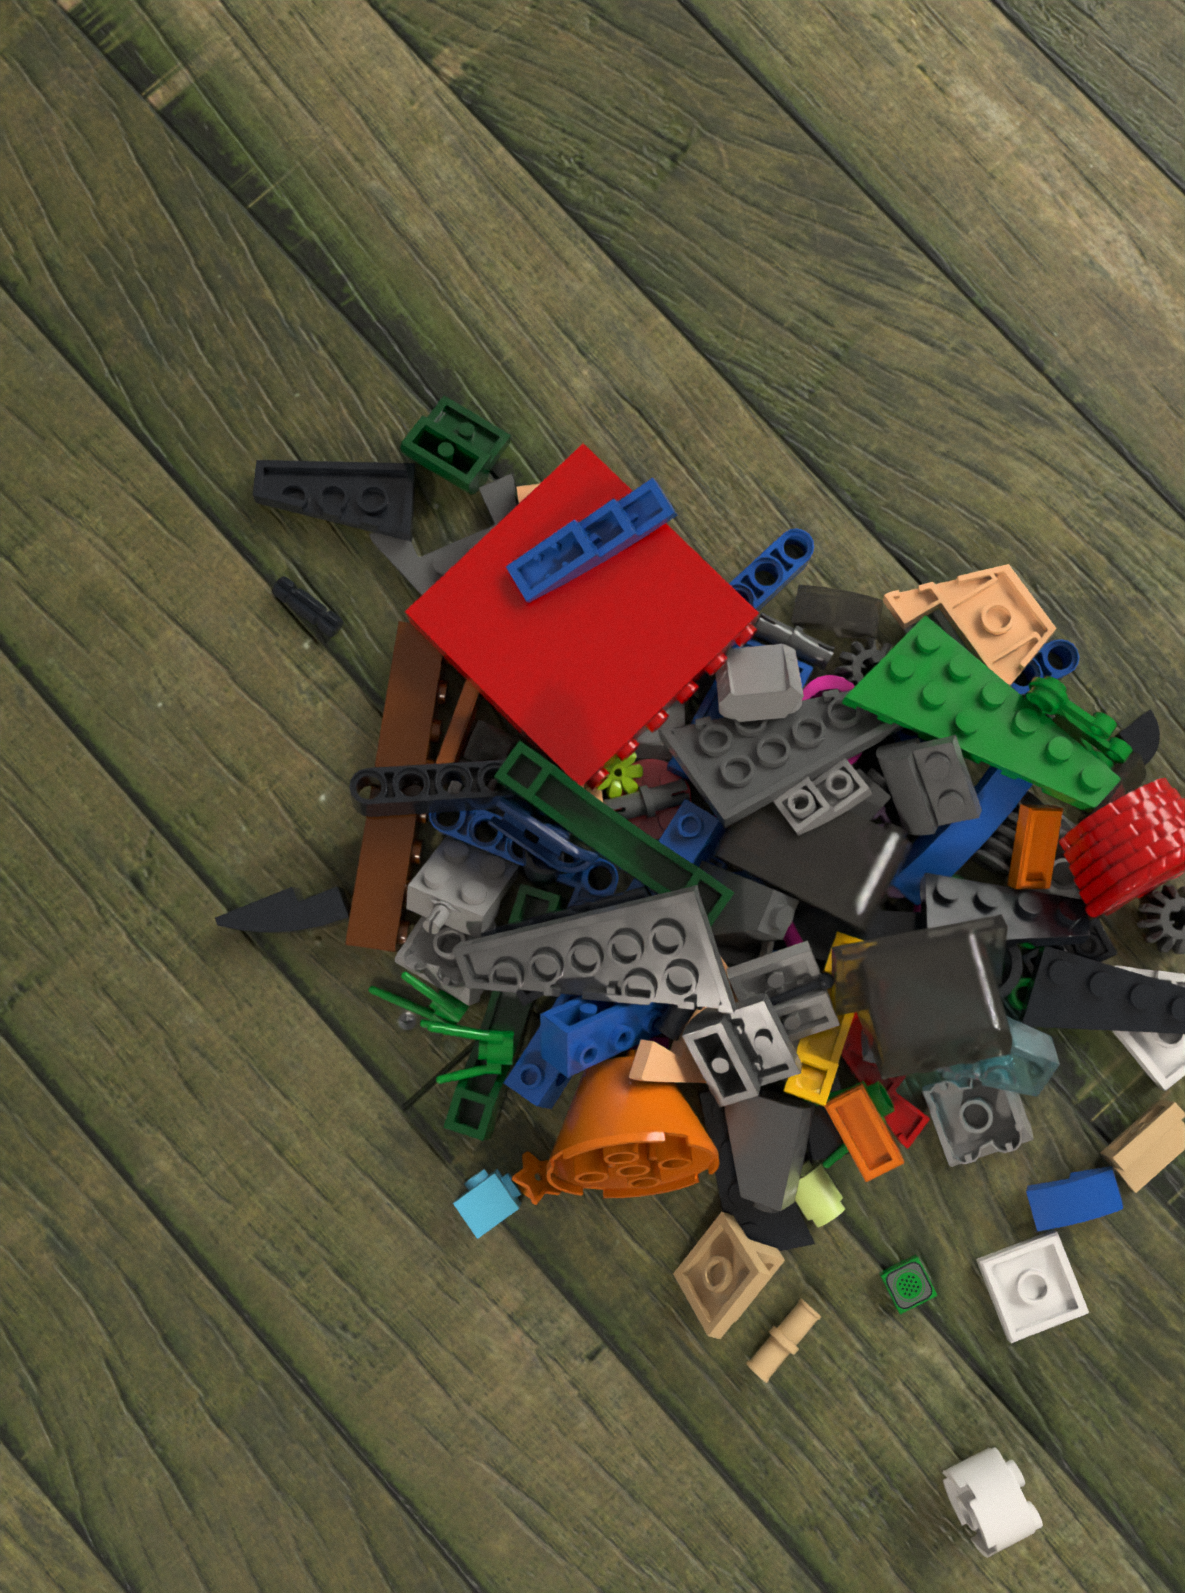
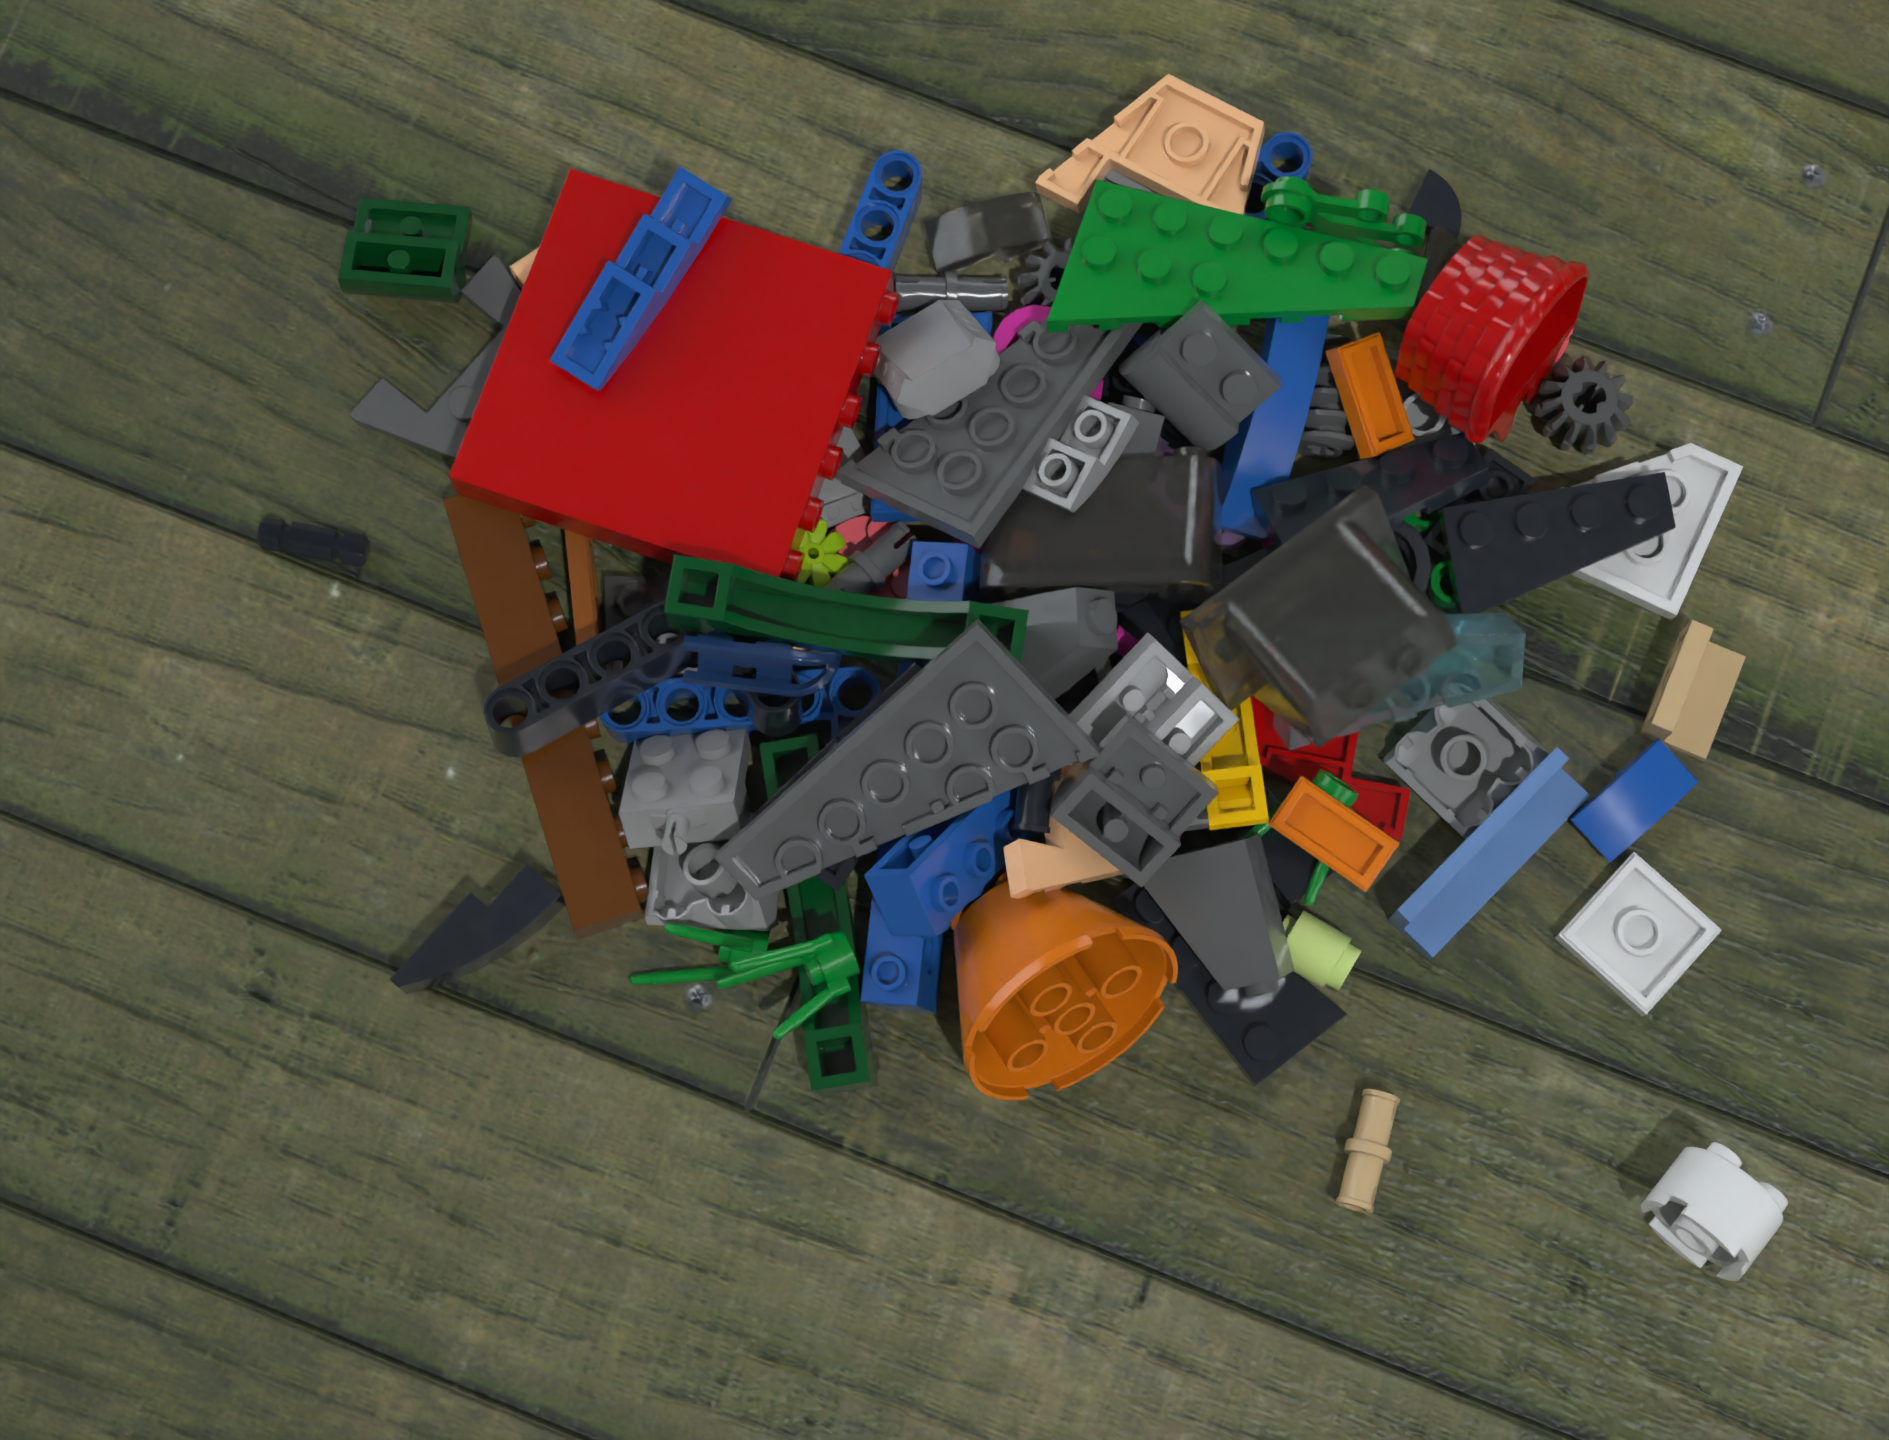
camera: 30 degrees left, 5 degrees down
(347, 493) = (295, 376): black wing -> none
(488, 1201) = (913, 1162): medium azure brick -> none
(527, 1182) = (960, 1106): orange plate -> none
(725, 1274) = (1254, 1099): tan bracket -> none
(824, 981) = (1192, 670): black hinge -> none
(907, 1284) = (1486, 1007): tile -> none
(959, 1187) = (1489, 856): none -> medium blue fence

